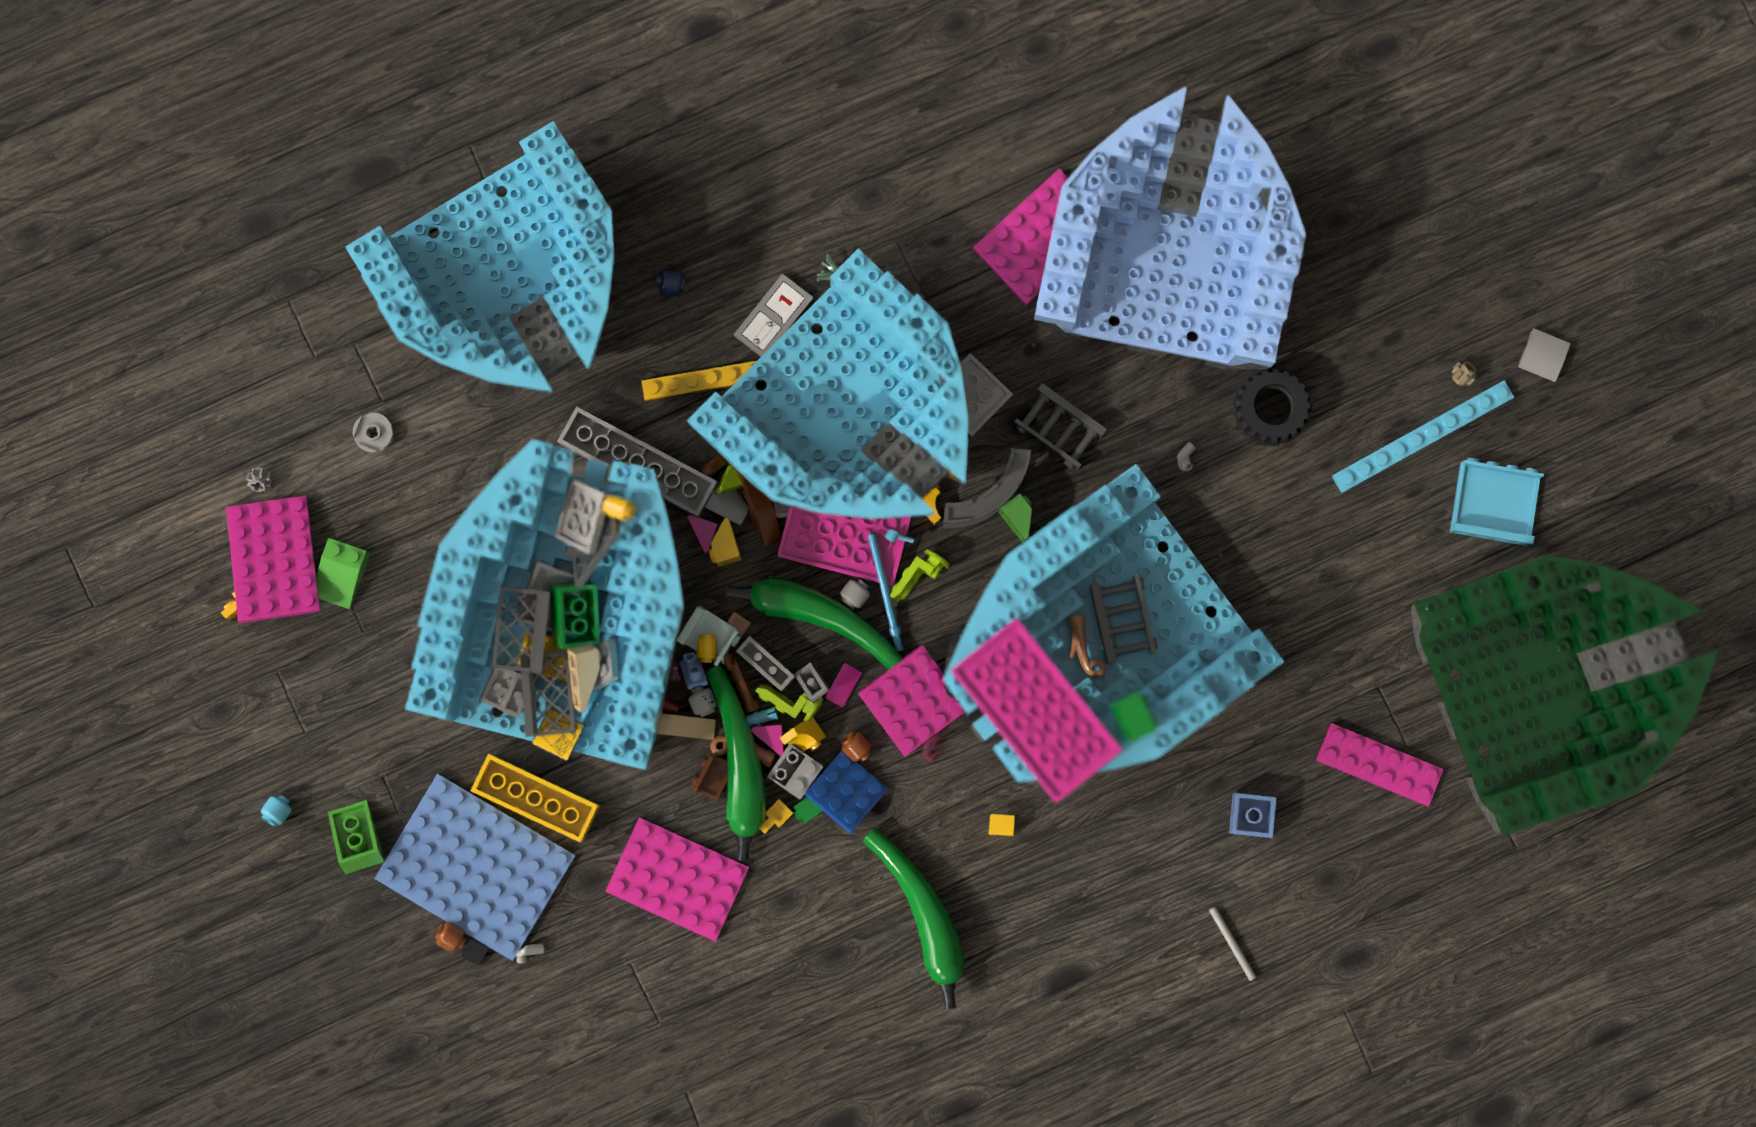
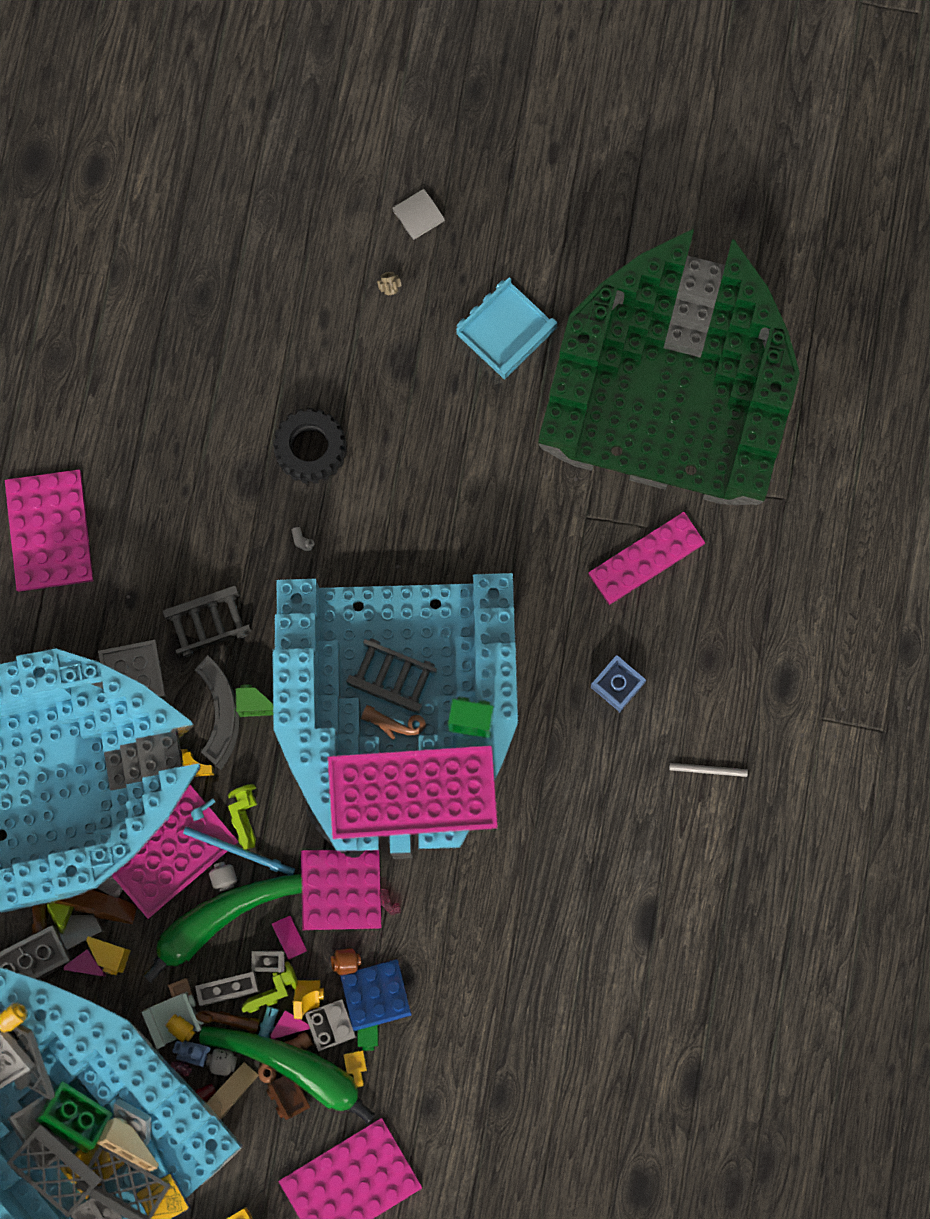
camera: 50 degrees left, 5 degrees down
(936, 930) = (538, 999): green animal -> none
(1001, 825) = (489, 887): yellow panel -> none
(1176, 235) = (120, 425): light blue piece -> none
(1422, 436) = (415, 349): medium azure plate -> none

